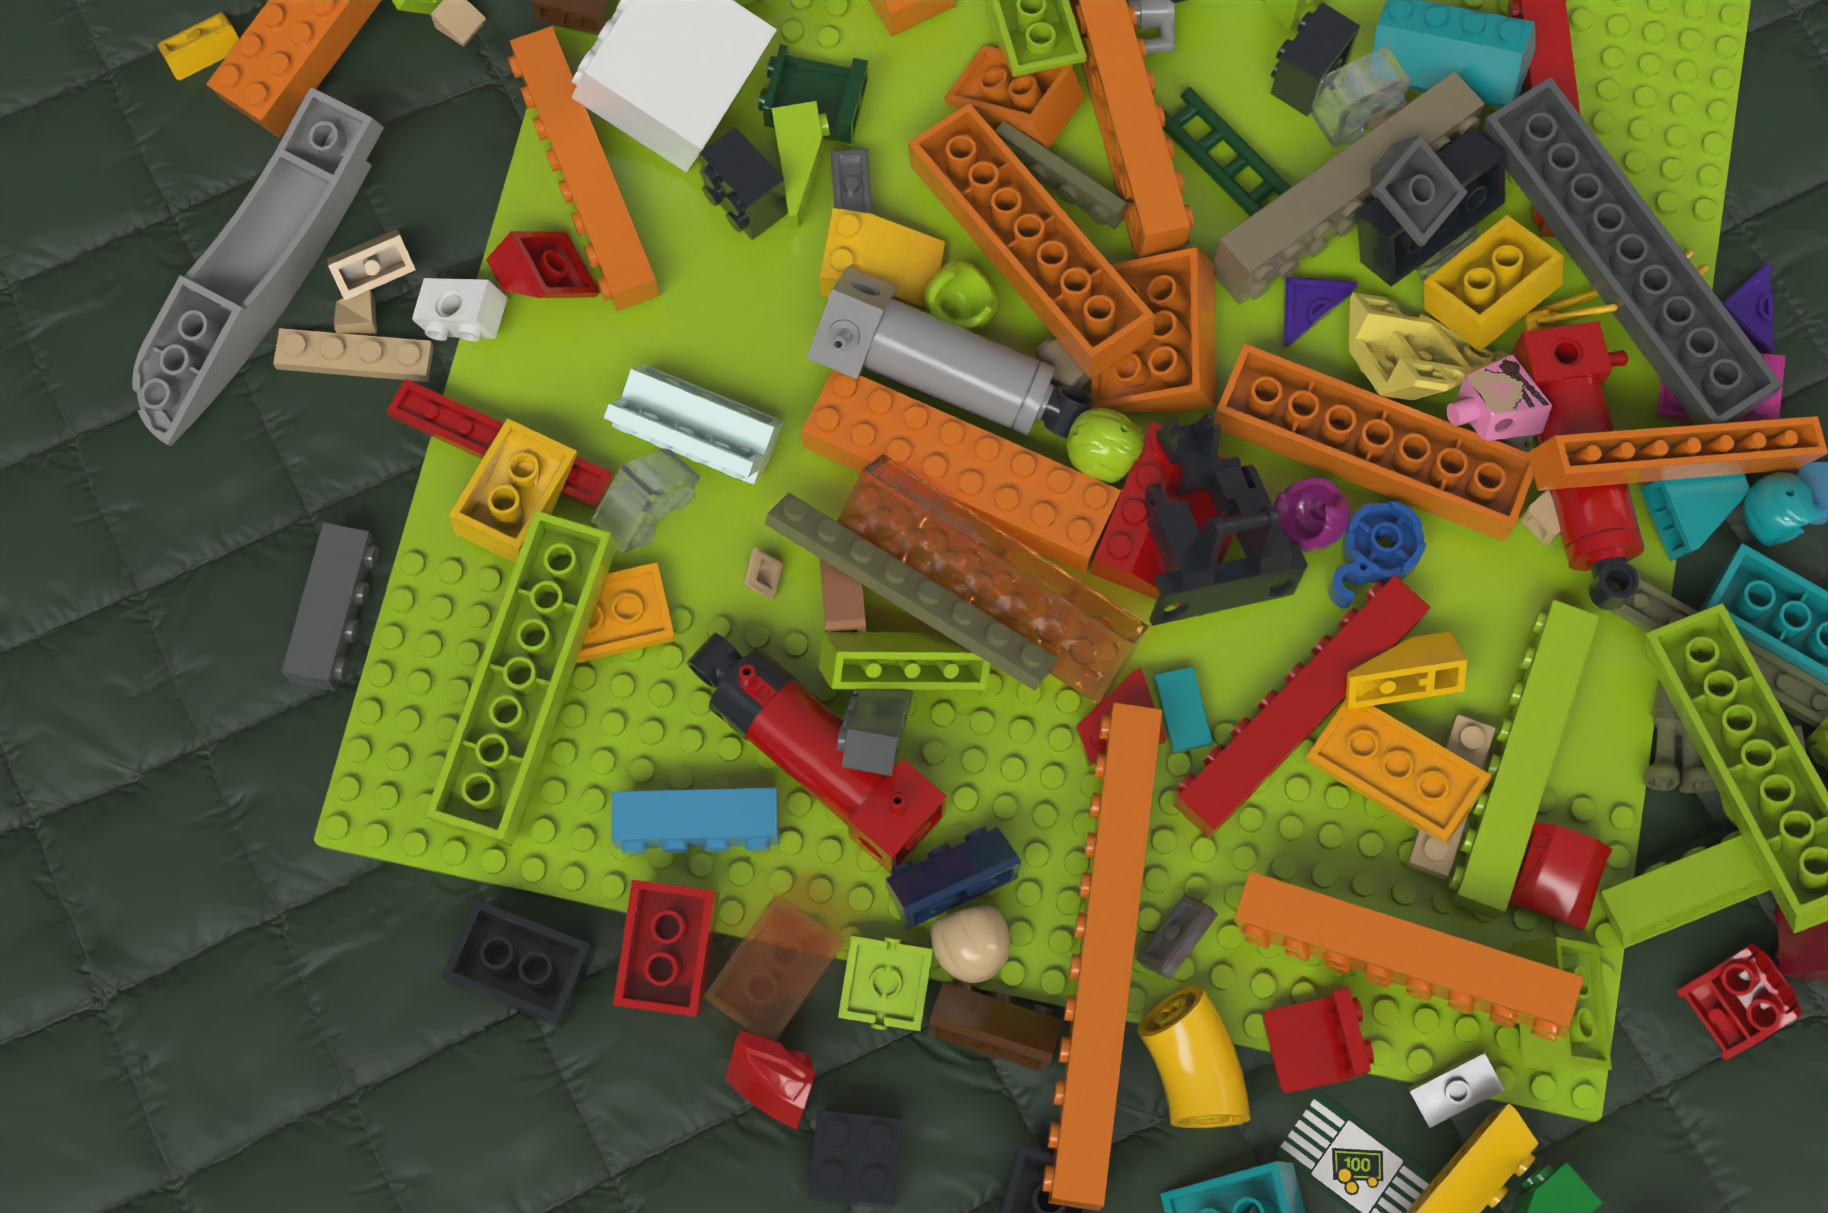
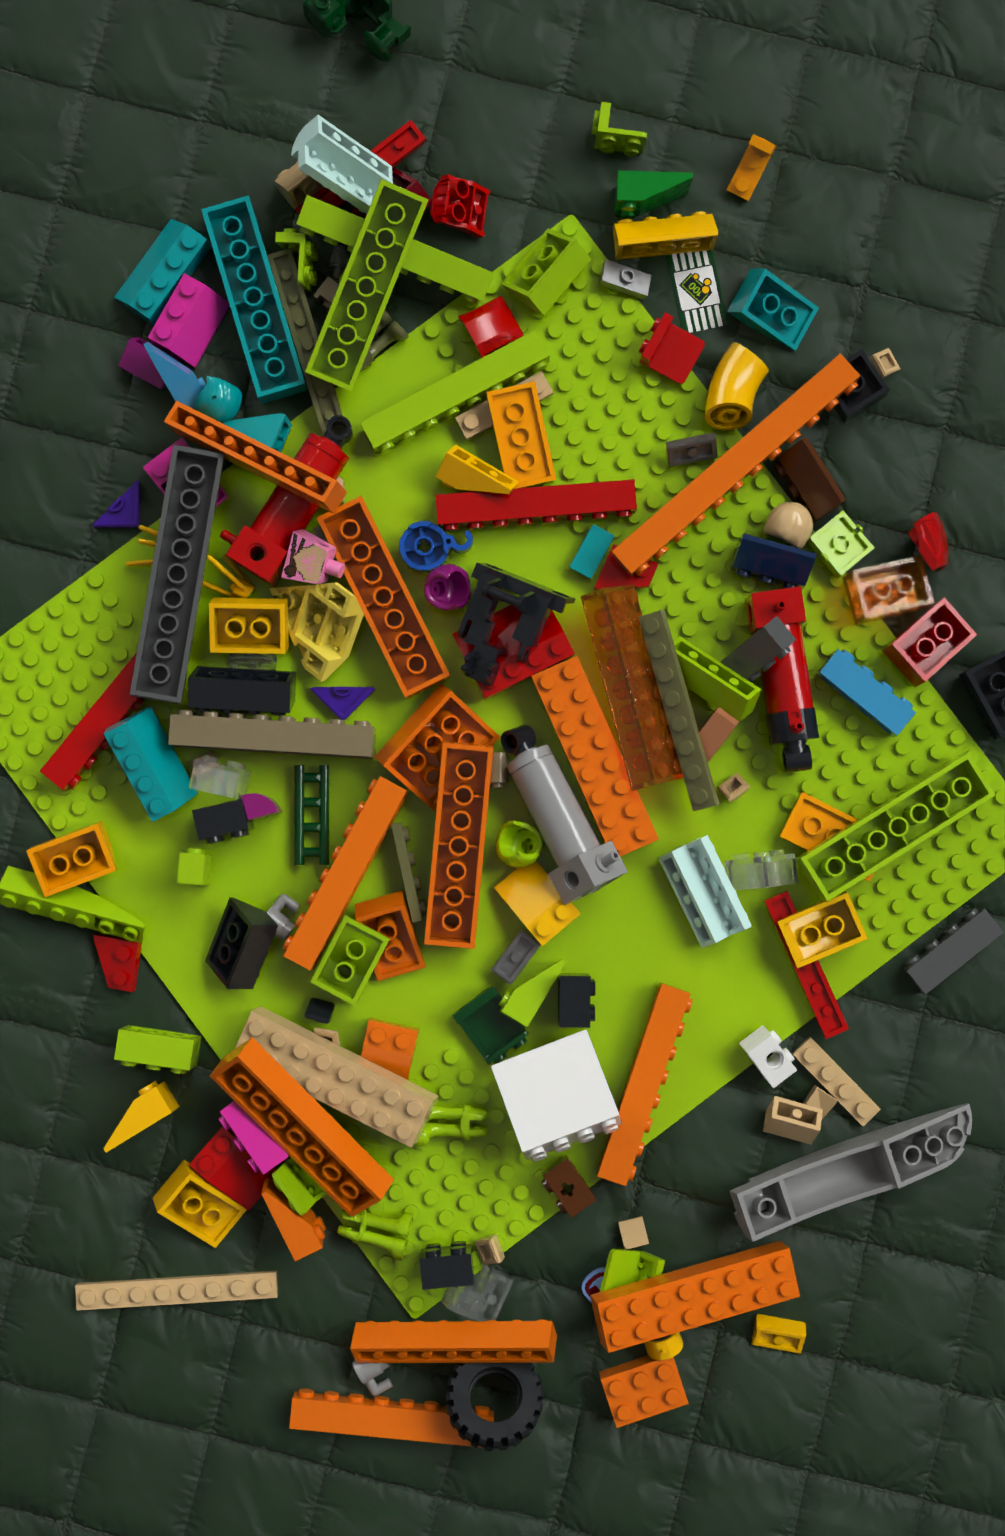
camera: 140 degrees left, 15 degrees up
(541, 266) = (710, 1041): red slope -> none
(855, 1159) = (921, 477): black brick -> none
(1104, 444) = (519, 705): lime piece -> none
(1289, 105) = (260, 806): none -> magenta brick
(1409, 956) = (605, 342): orange brick -> none
(1416, 187) = (257, 694): dark grey slope -> none

